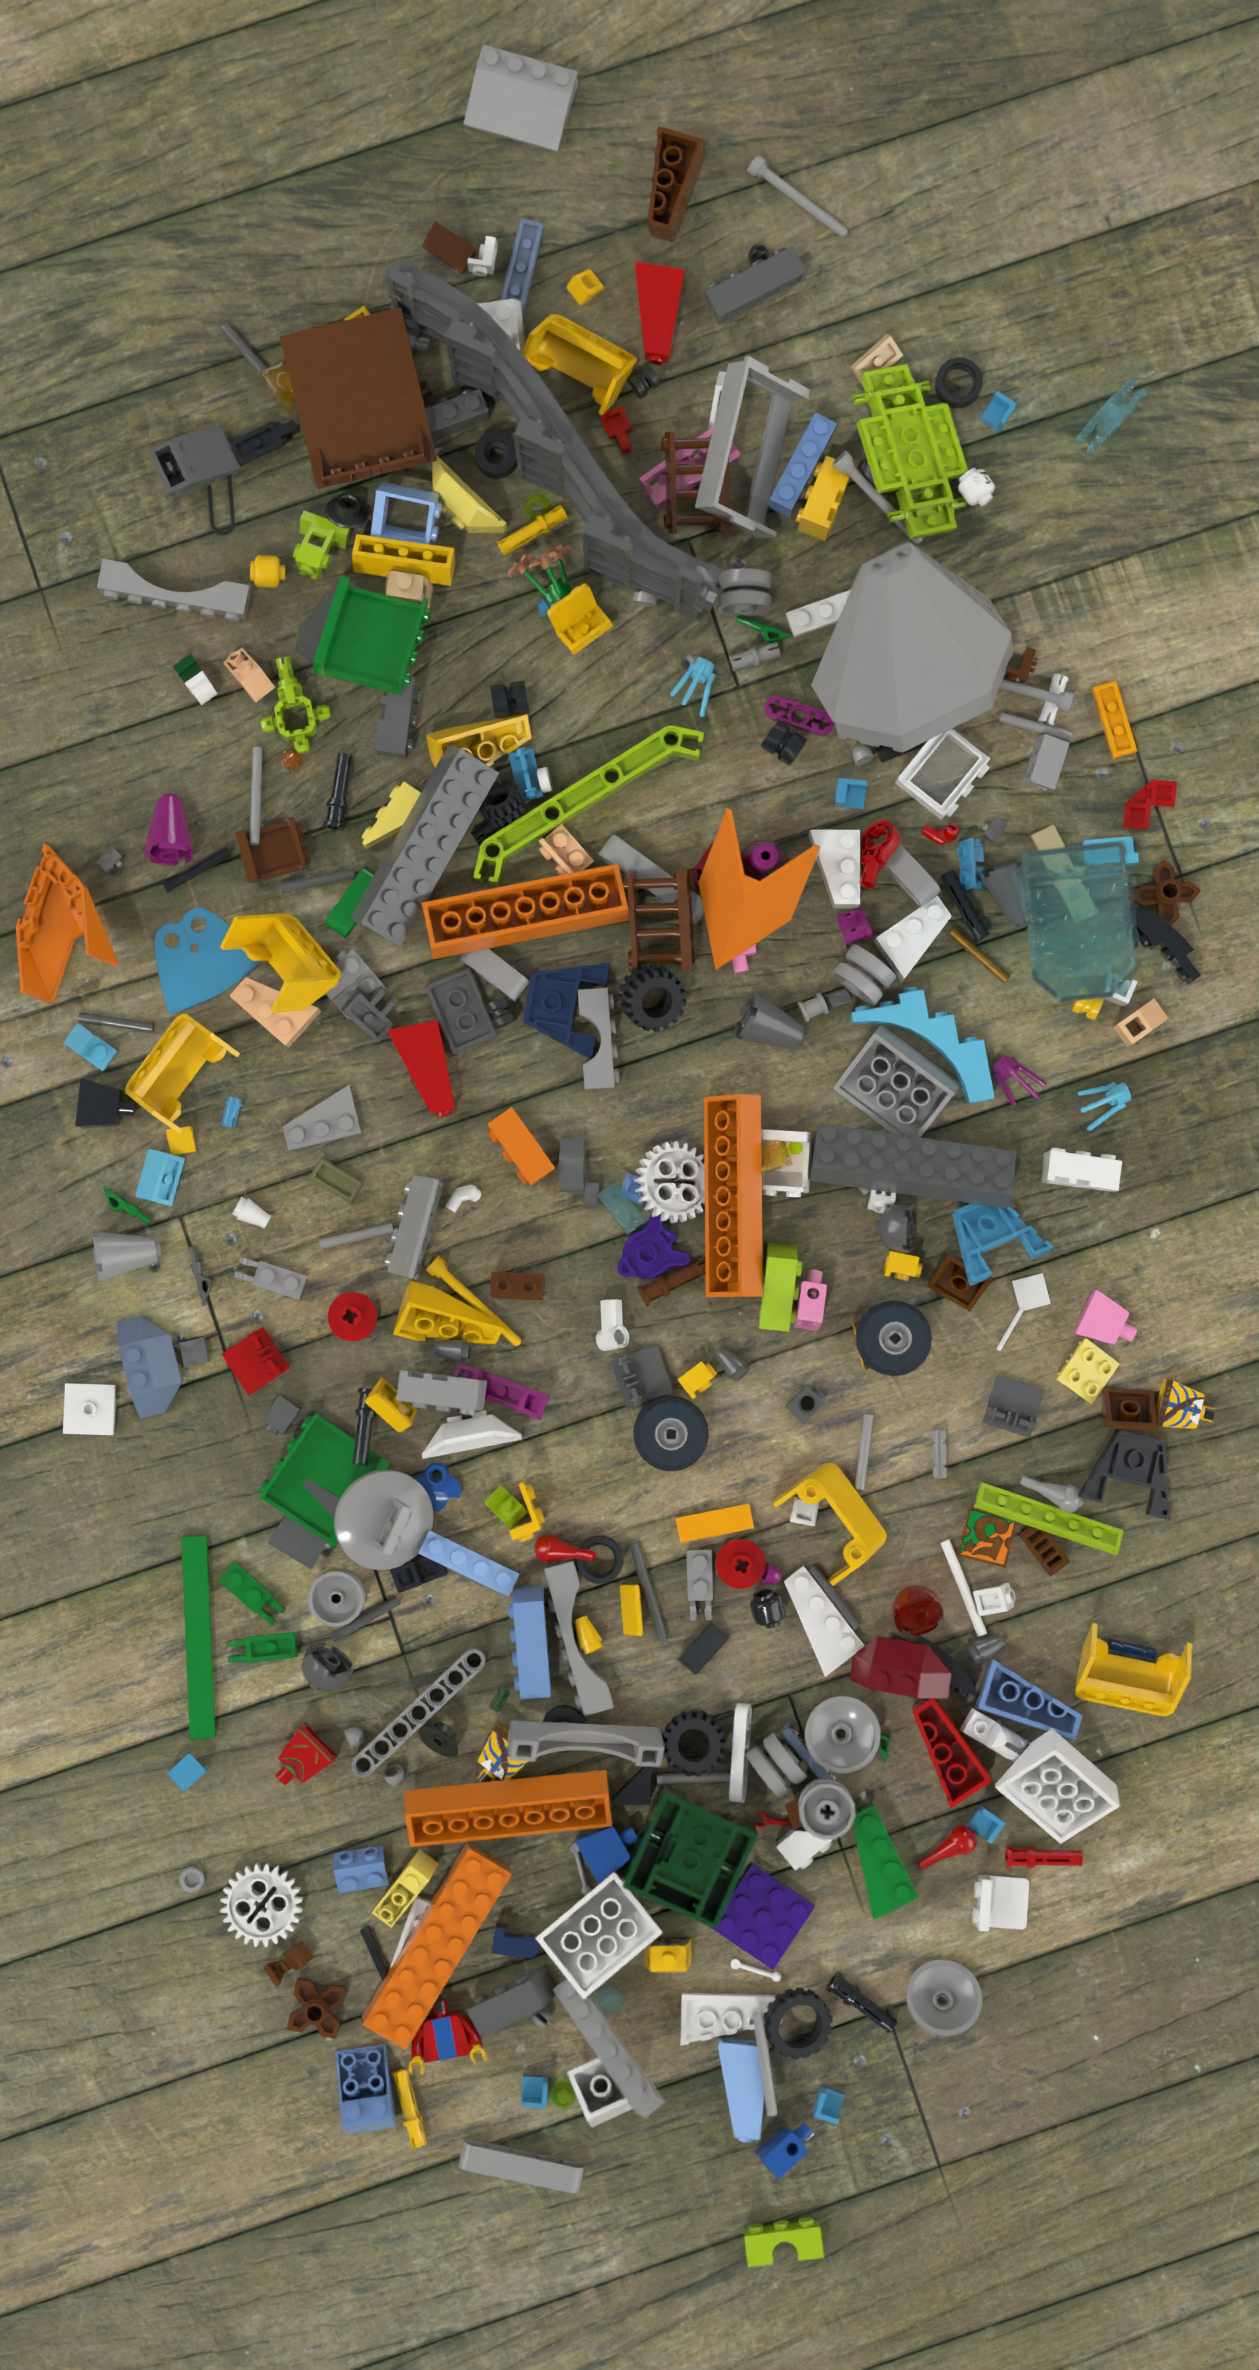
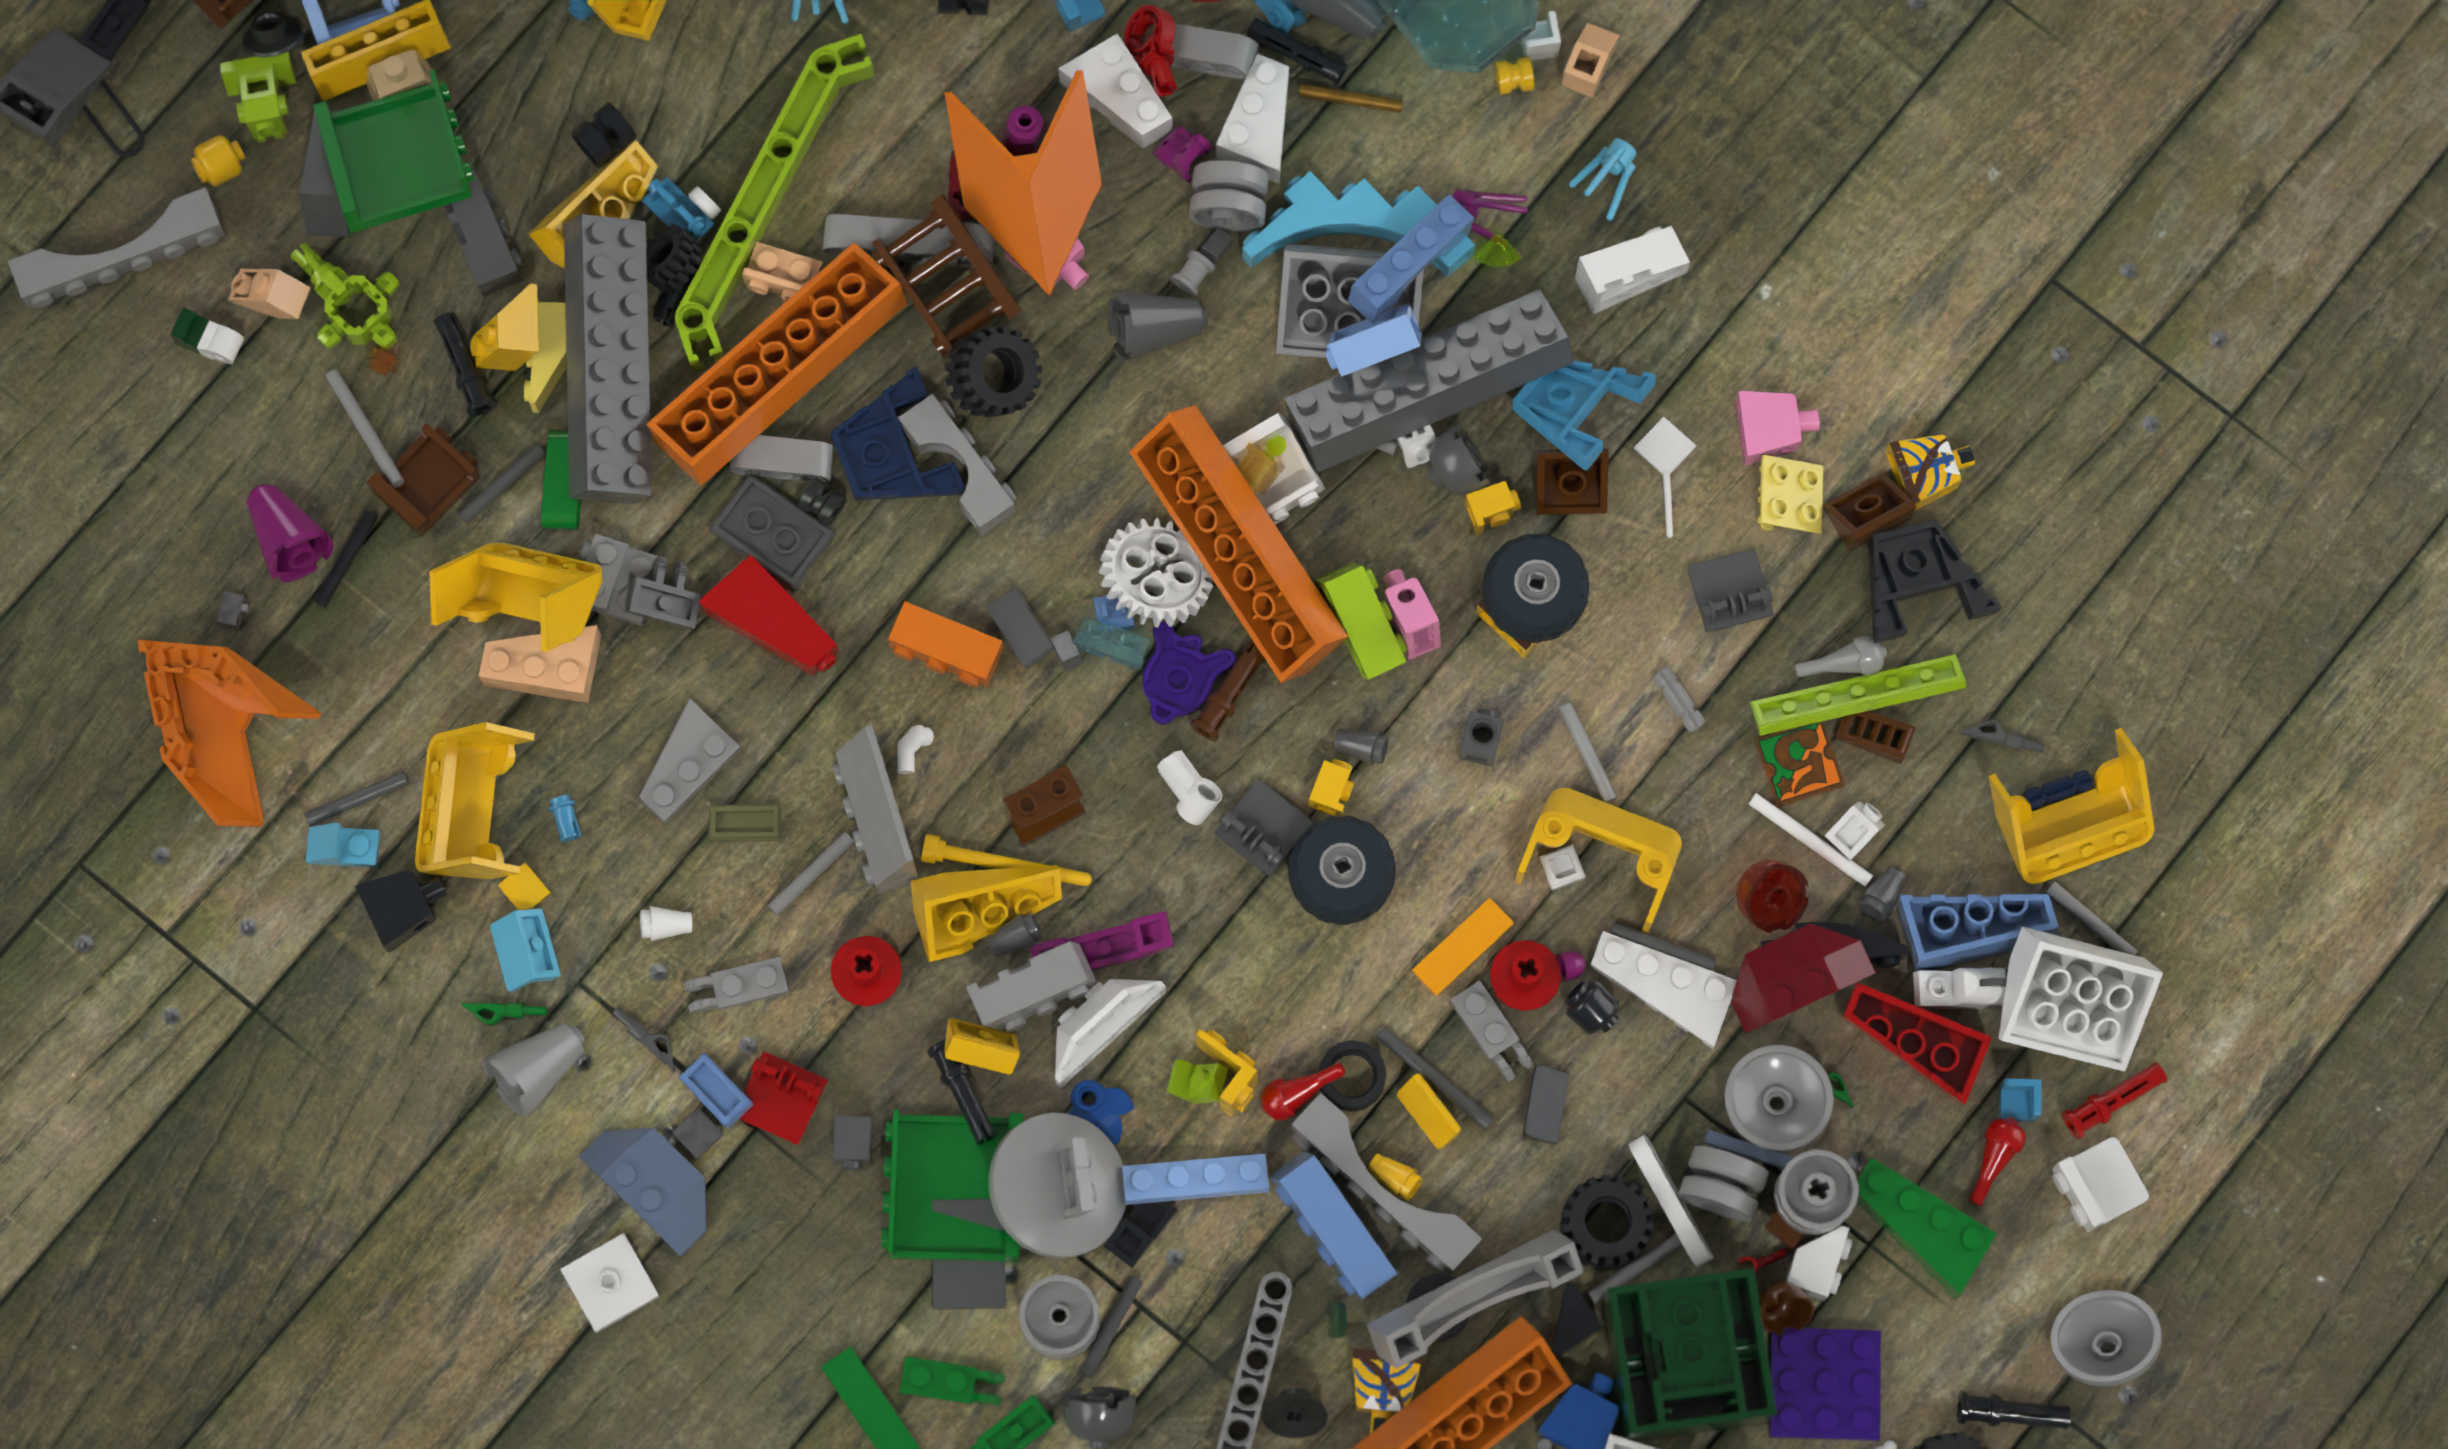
camera: 30 degrees left, 10 degrees down
(198, 976) = (424, 685): dark azure piece -> none
(220, 1333) = (716, 1090): none -> medium blue tile
(376, 791) = (510, 335): none -> yellow slope
(765, 1859) = (1785, 1307): none -> reddish brown hair
(894, 1122) = (1370, 343): none -> light blue window
(948, 1086) = (1429, 239): none -> medium blue arch
(1006, 1109) = (1497, 252): none -> clear neon green tile
(1099, 1741) = (2090, 919): none -> light grey bar
(1117, 1596) = (2009, 740): none -> dark grey hand

